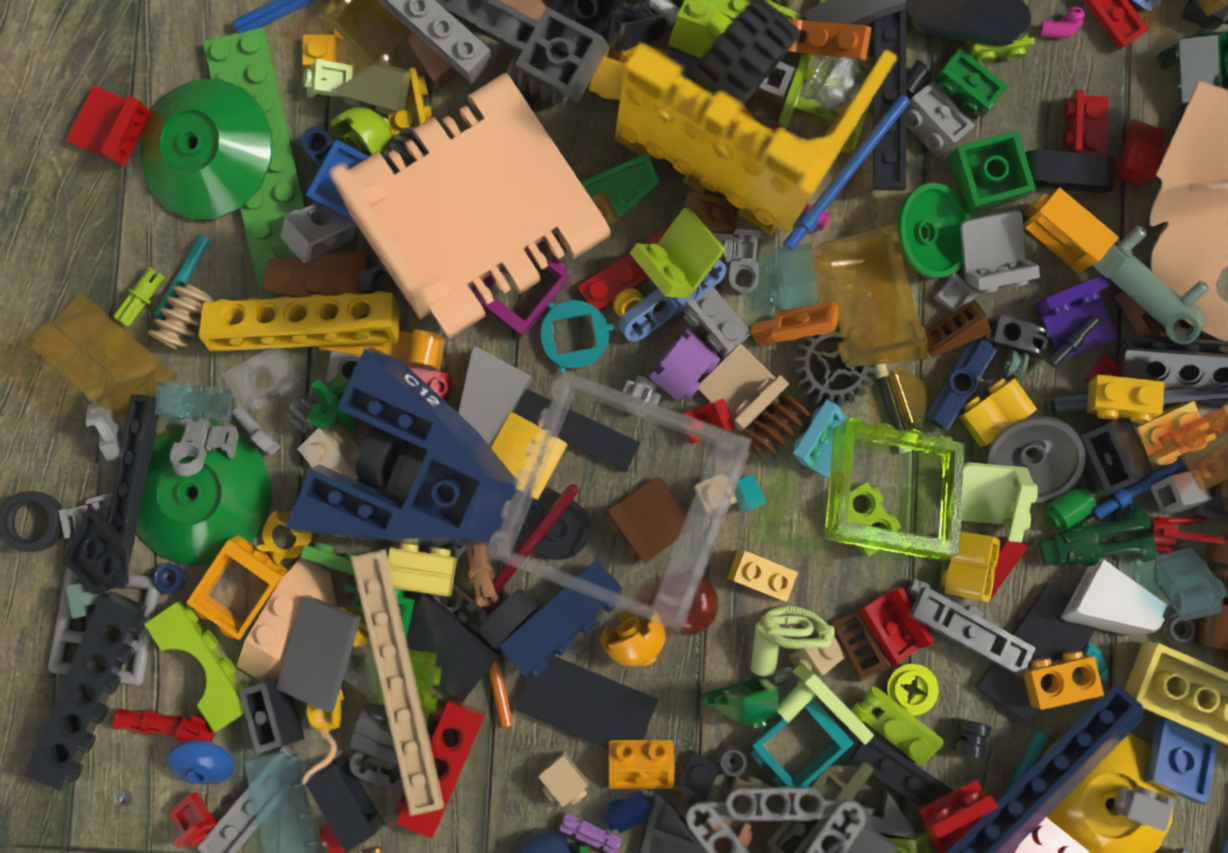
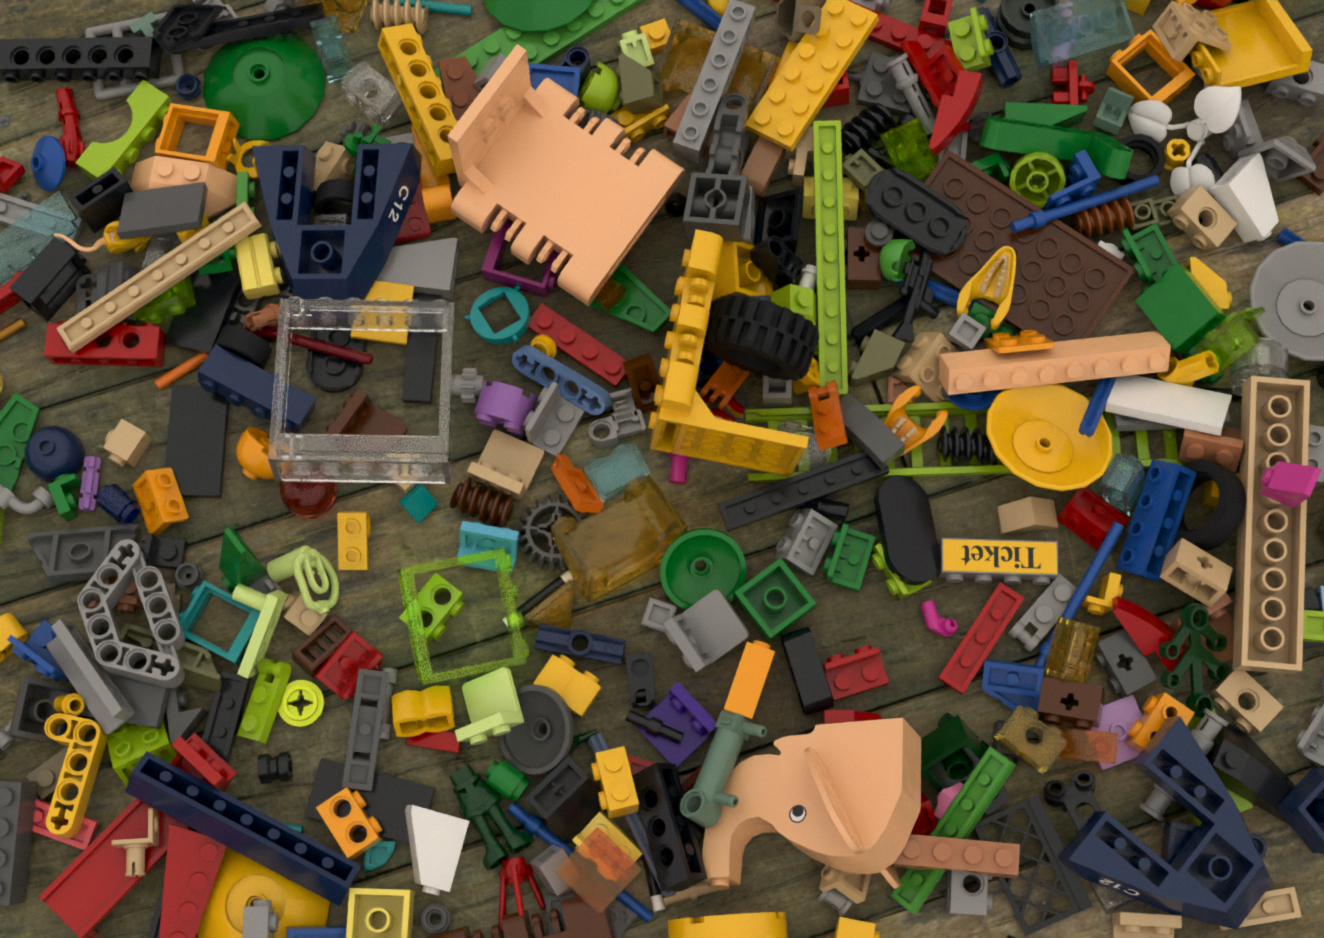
camera: 75 degrees right, 10 degrees down
(197, 438) = (306, 64): light grey piece -> none
(258, 435) = (324, 109): light grey bar -> none
(680, 257) = (584, 365): lime bracket -> none
(712, 413) = (467, 445): red bracket -> none
(808, 220) = (666, 459): blue bar -> none
(964, 325) = (625, 623): reddish brown slope -> none
(1015, 365) = (615, 687): sand green bush -> none
(1188, 584) = (474, 902): clear light blue brick -> none

